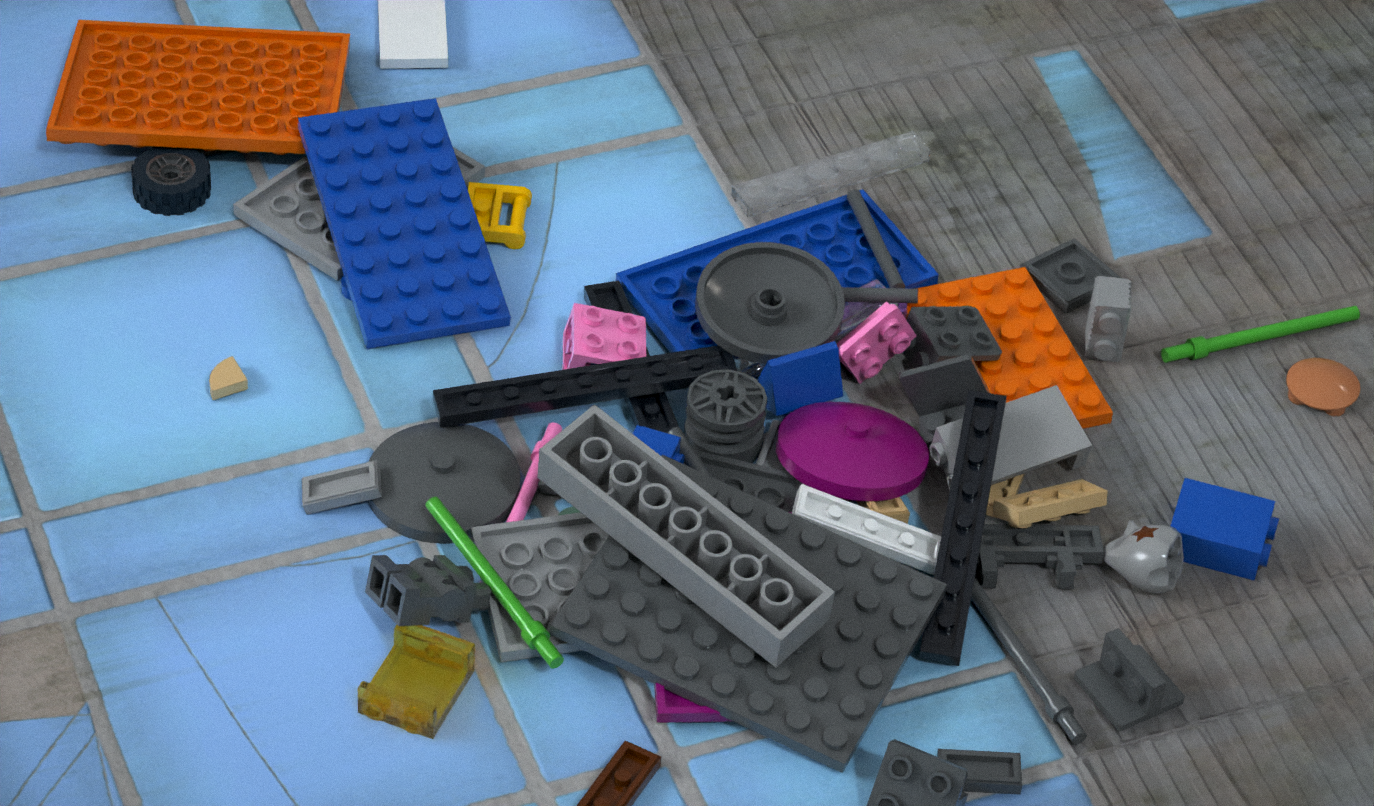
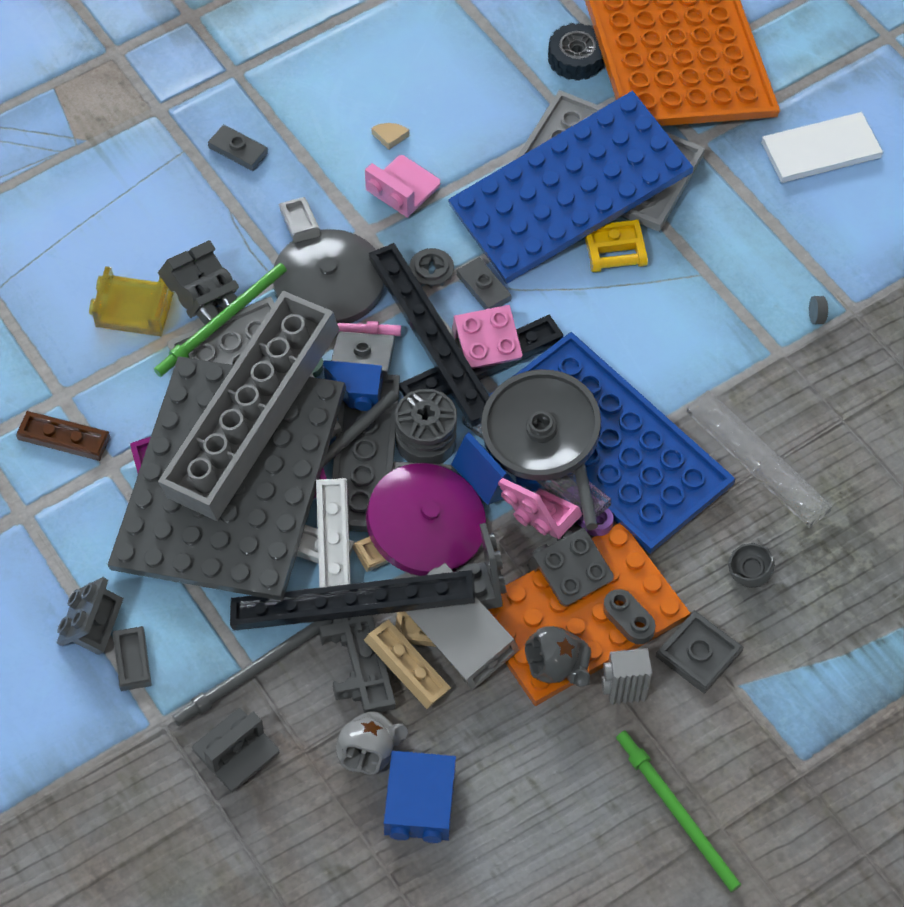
camera: 80 degrees right, 15 degrees up
(181, 533) = (237, 147): none -> dark grey plate
(325, 379) = (401, 184): none -> bright pink bracket
(458, 370) = (441, 260): none -> dark grey gear
(509, 341) = (483, 284): none -> dark grey plate
(650, 76) = (818, 310): none -> dark grey tile
(874, 239) = (668, 495): dark grey bar -> none
(979, 202) = (751, 565): none -> dark grey hair
(1027, 306) = (627, 615): none -> dark grey plate
(1077, 365) = (558, 655): none -> dark grey piece
(1322, 385) = (629, 866): nougat dish -> none

